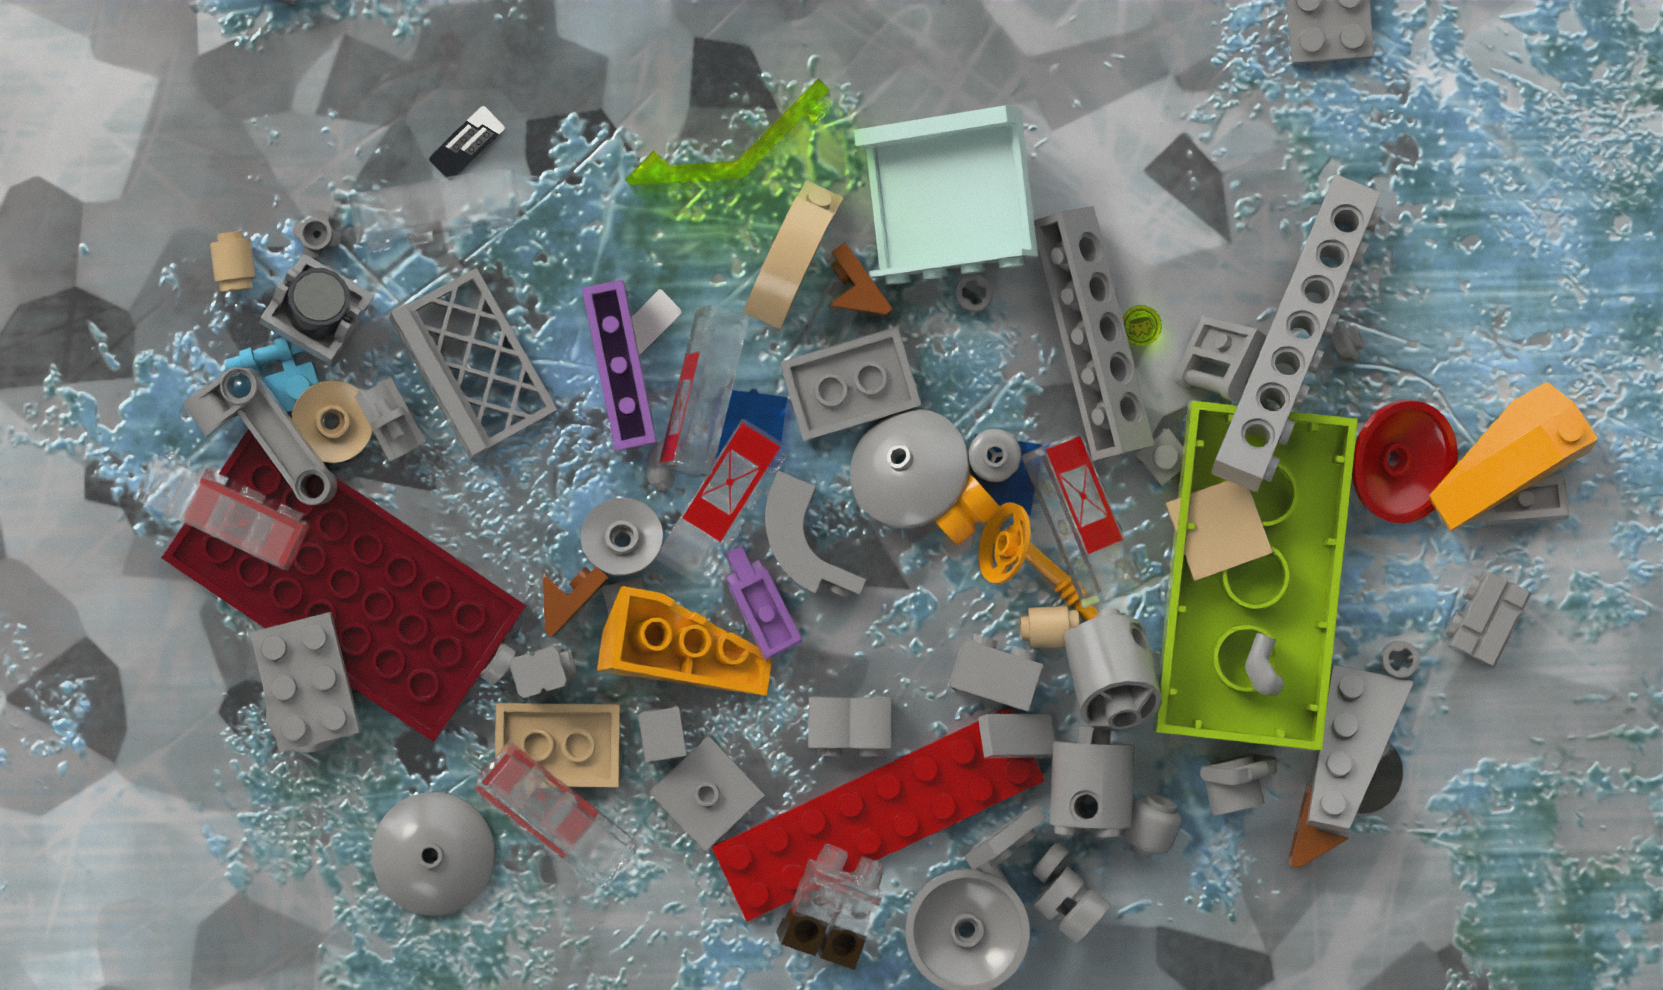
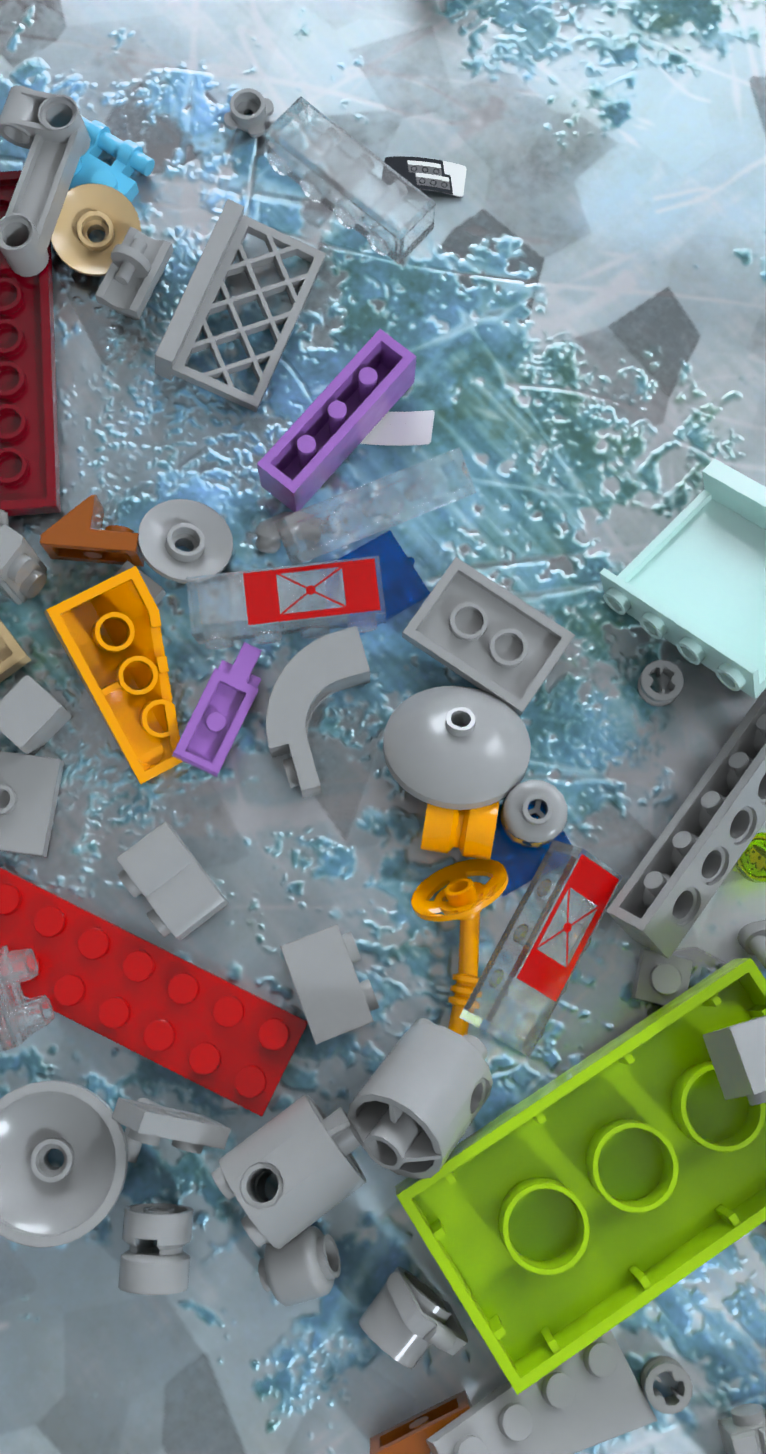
camera: 40 degrees right, 10 degrees down
(233, 262) = (170, 62): tan brick -> none
(316, 308) = (182, 145): piece -> none
(659, 176) = (604, 389): clear neon green windscreen -> none
(792, 254) = (558, 487): tan arch -> none
(865, 295) = (576, 580): dark orange slope -> none
(1017, 735) = (283, 1052): light grey tile -> none
(1047, 625) = (414, 996): tan brick -> none
(1050, 862) = (184, 1190): light grey tile -> none
(1225, 529) = (655, 1096): tan tile -> none
(1259, 668) = (548, 1255): light grey arm -> none

